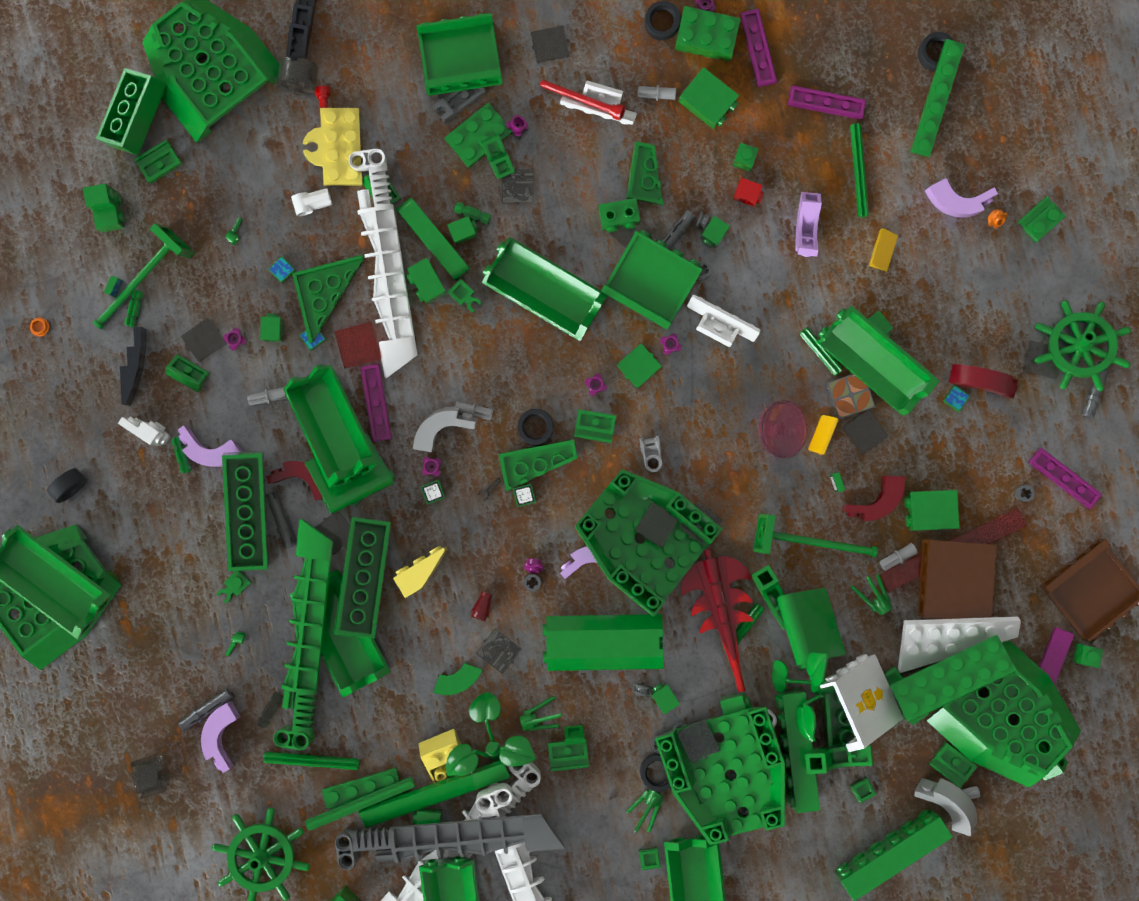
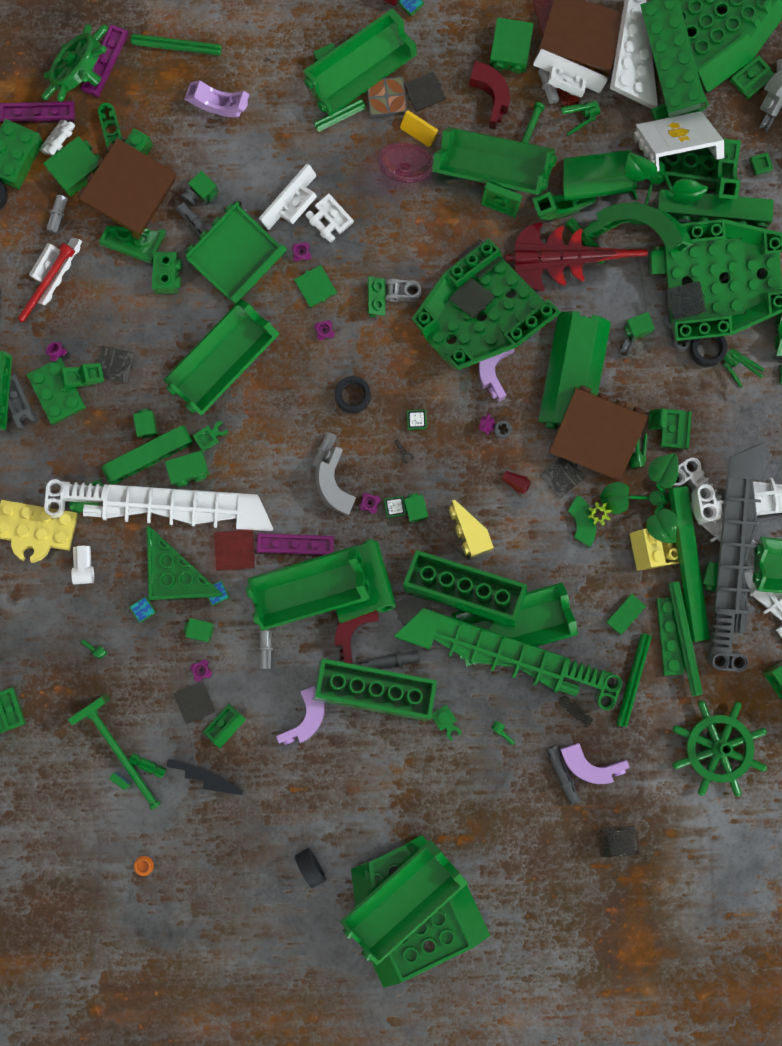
camera: 80 degrees left, 5 degrees down
(105, 205) = (33, 772): green brick -> none
(150, 432) = (274, 771): white plate -> none
(181, 457) = (301, 748): green axle -> none
(374, 740) = (626, 614): none -> green tile
(435, 513) = (415, 508): none -> green brick
(460, 694) = (598, 518): none -> lime gear
(472, 212) = (131, 409): green axle -> none
(527, 463) = (386, 406): green wing -> none
(544, 679) = (598, 432): none -> reddish brown panel
(595, 426) = (364, 338): green plate -> none
(639, 429) = (376, 296): none -> green hinge
(695, 156) = (127, 187): none -> reddish brown panel
(715, 368) = (333, 213): none -> white plate
(734, 74) = (57, 137): none -> white plate
(747, 129) = (109, 138): none -> green beam
(748, 192) = (173, 149): red brick -> none
(766, 700) = (669, 229): none -> green arch
(801, 518) = (494, 160): none -> green panel
(811, 74) = (75, 63): none -> green piece
(837, 482) = (467, 124): green tile -> none
(883, 250) = (256, 39): yellow slope -> none
(907, 787) = (766, 122): none -> dark grey bush
(910, 575) = (568, 74): none -> white bracket

